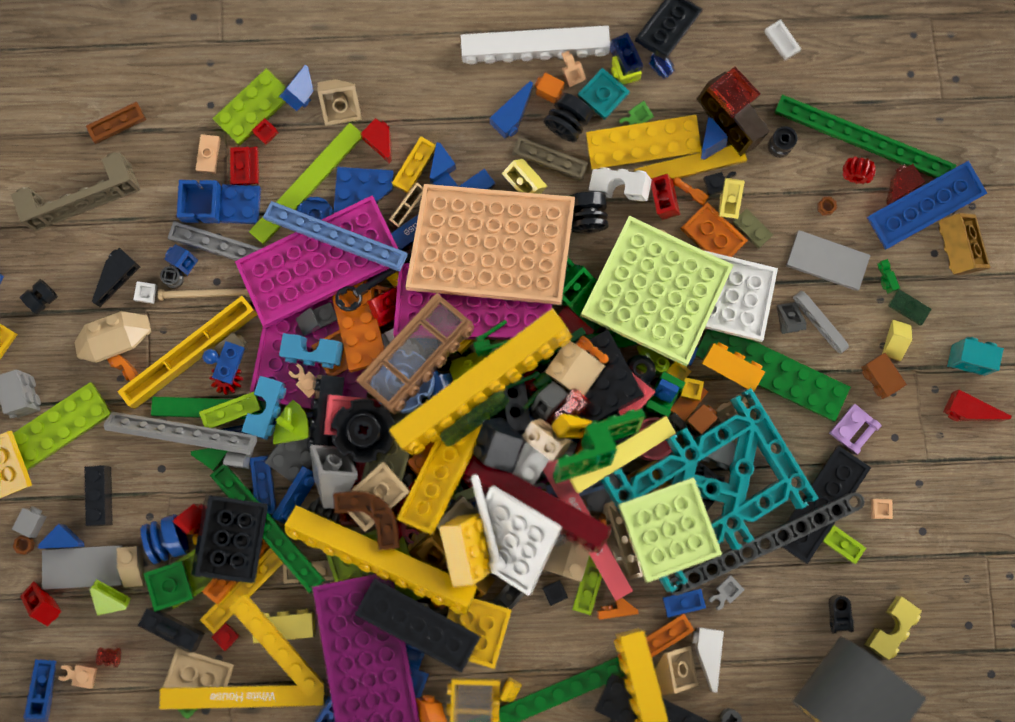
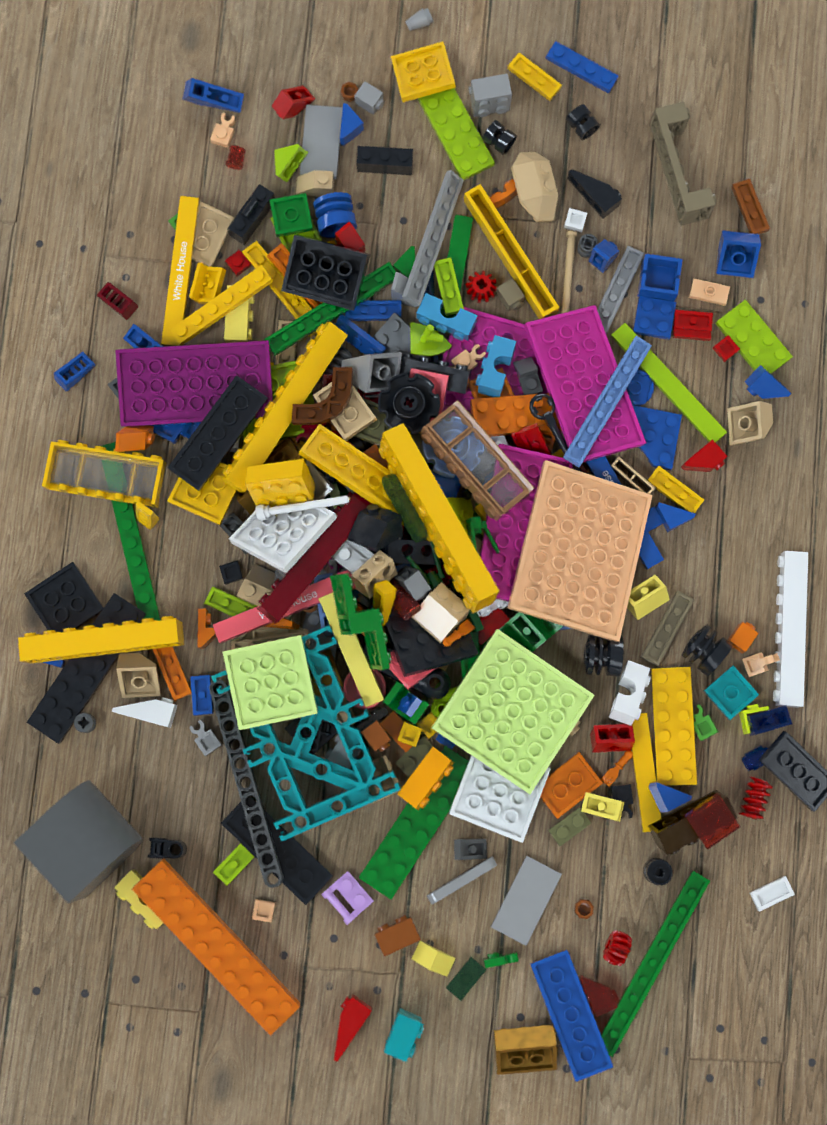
camera: 100 degrees right, 0 degrees up
(66, 373) = (505, 139): none -> black wheel
(165, 129) = (738, 254): none -> blue slope
(226, 363) = (496, 287): blue plate -> none
(253, 665) = (206, 283): none -> yellow bracket
(509, 116) = (718, 594): blue slope -> none
(700, 60) = (755, 798): none -> red piece
(713, 383) = (414, 756): none -> olive plate
(926, 549) = (216, 946): none -> orange brick

